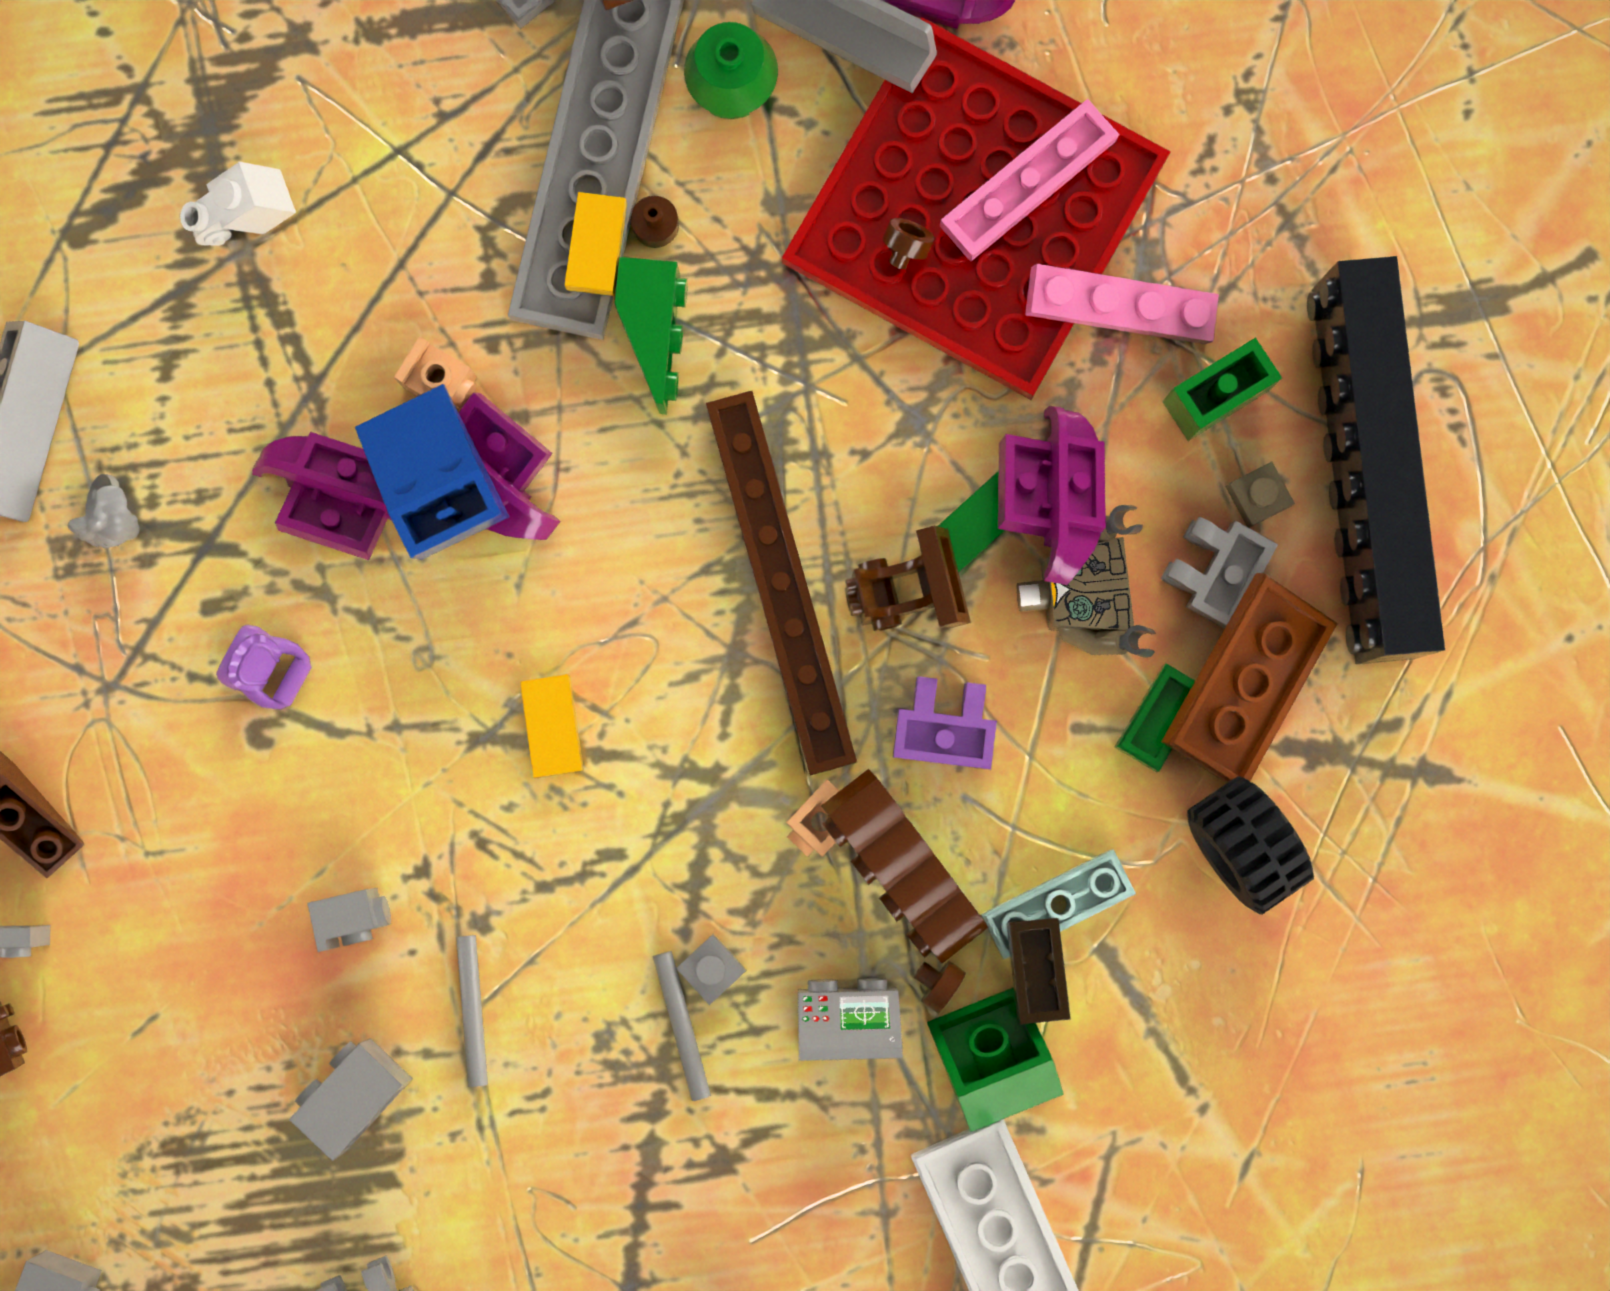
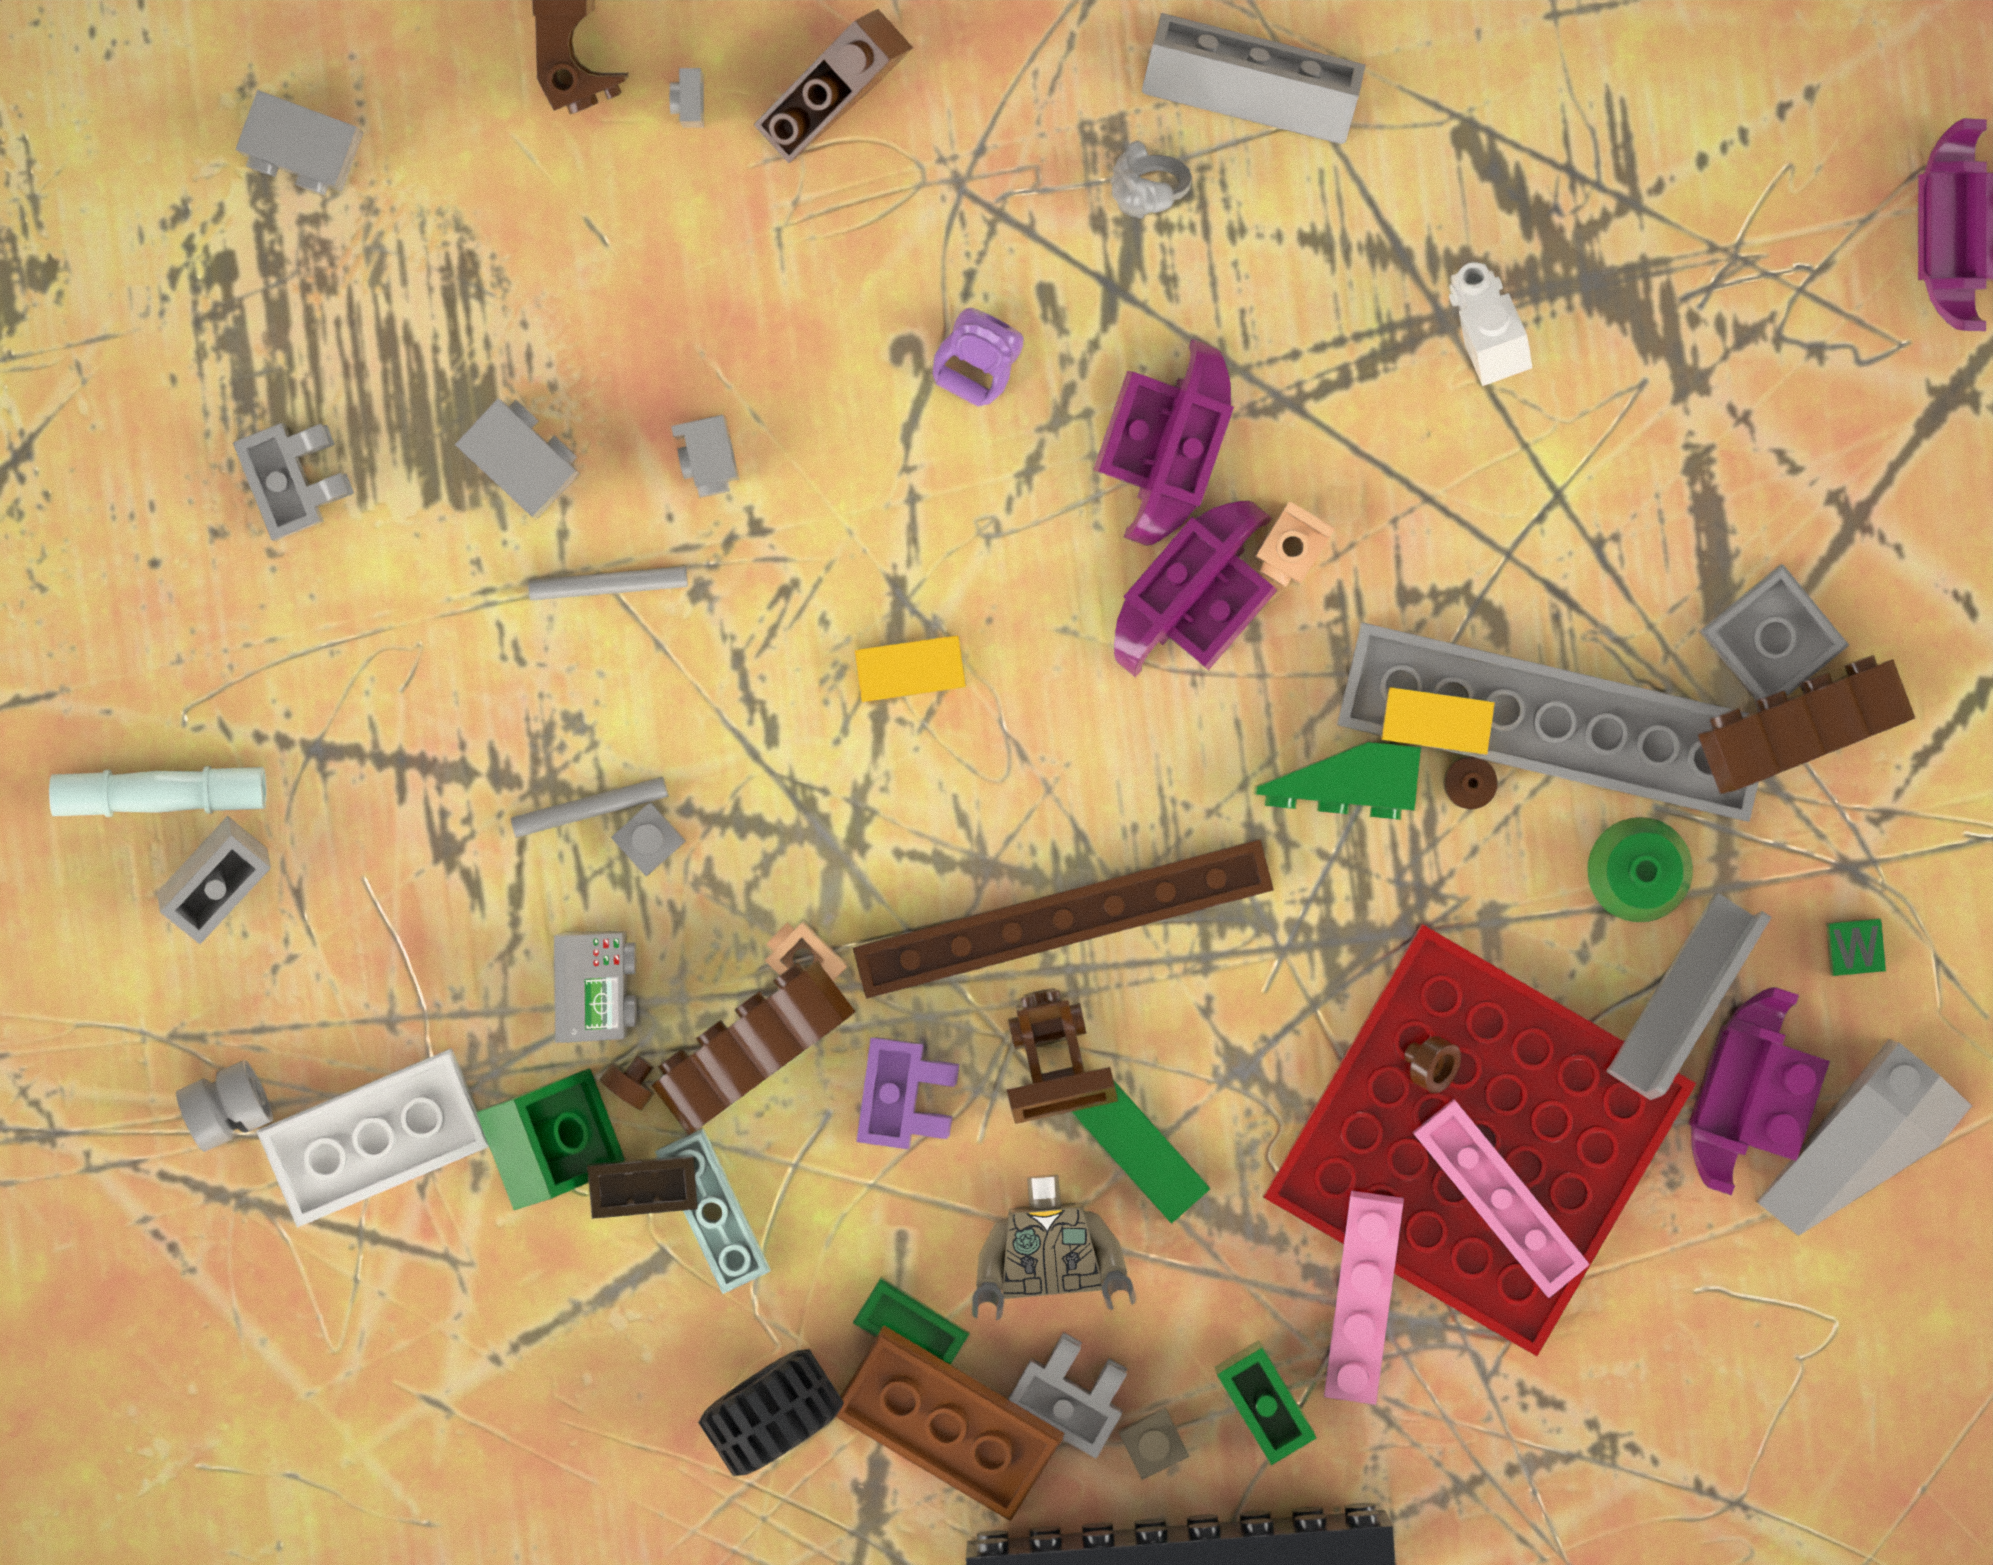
camera: 90 degrees right, 5 degrees up
(430, 474) = (1180, 545): blue slope -> none
(1055, 490) = (1156, 1218): magenta plate -> none

